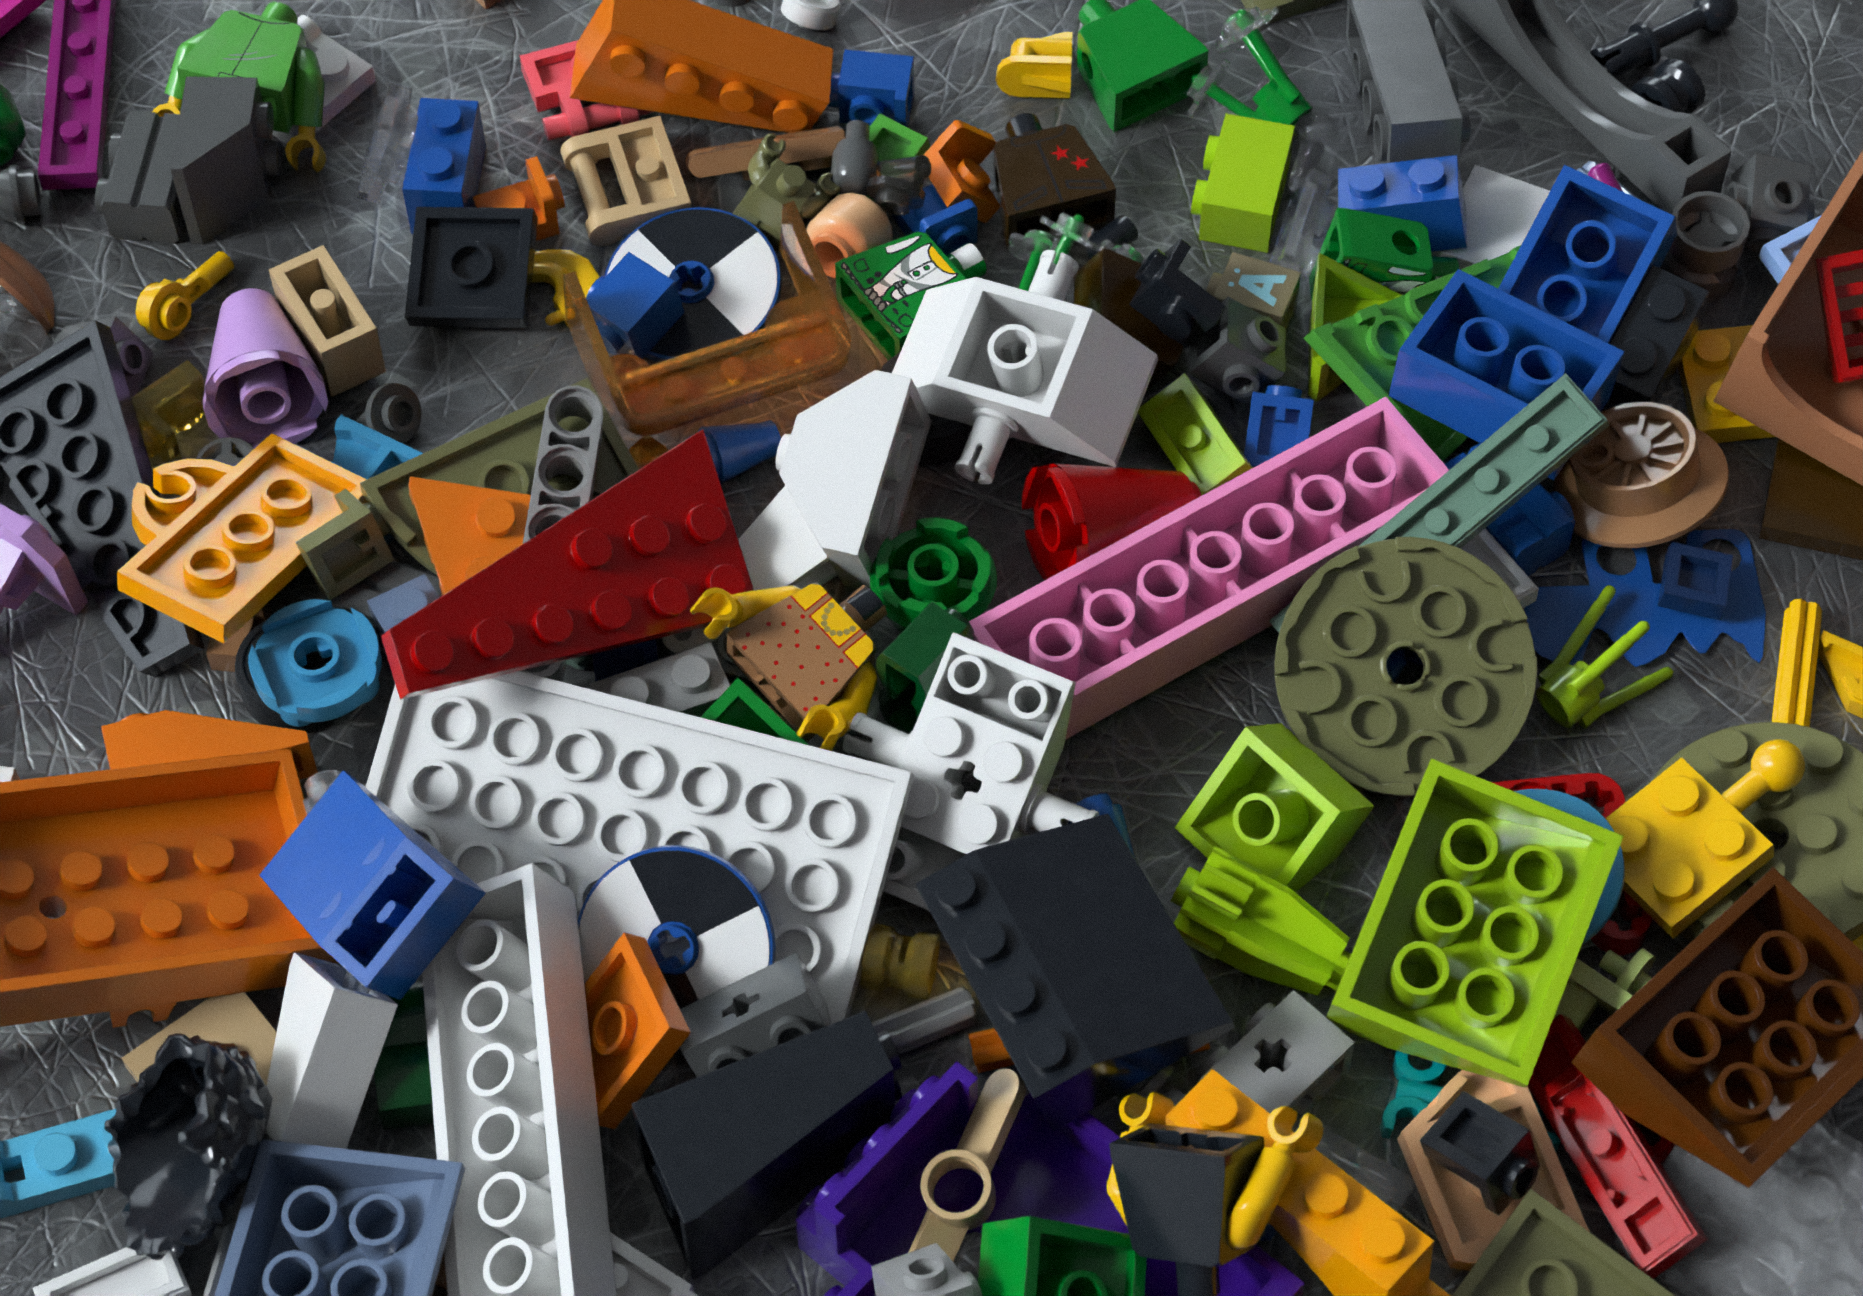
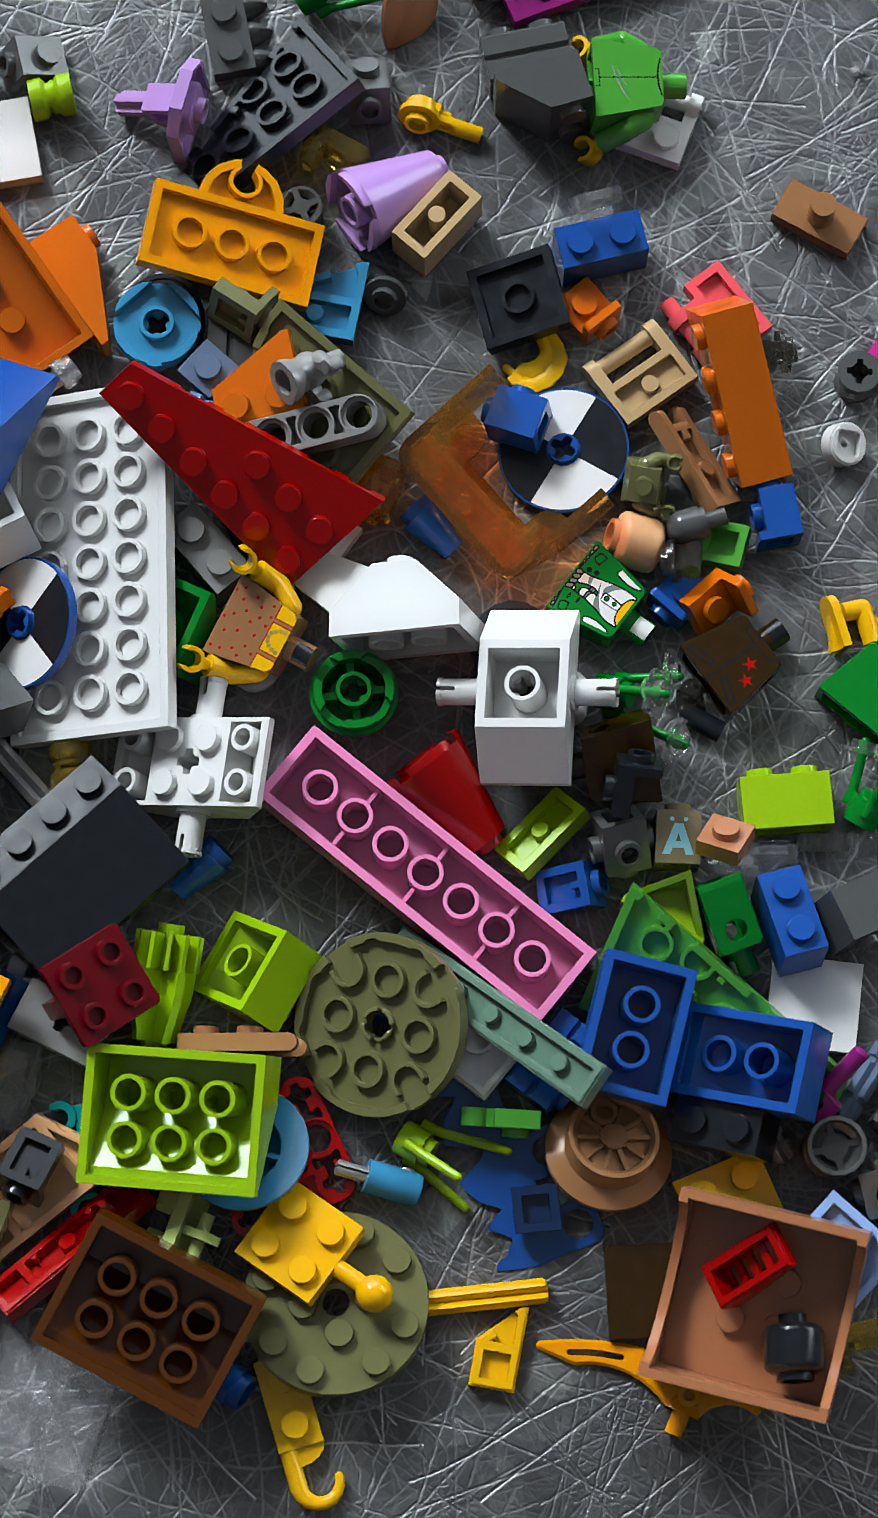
camera: 70 degrees right, 20 degrees up
(487, 471) = (306, 374): none -> light grey piece
(912, 662) = (285, 705): dark green brick -> none
(1256, 971) = (98, 986): none -> dark red bracket
(1281, 231) = (725, 839): none -> nougat plate
(1374, 841) = (247, 1040): none -> medium nougat hinge
(1577, 566) = (513, 1122): none -> bright green plate
(1613, 739) = (384, 1180): none -> dark azure piece

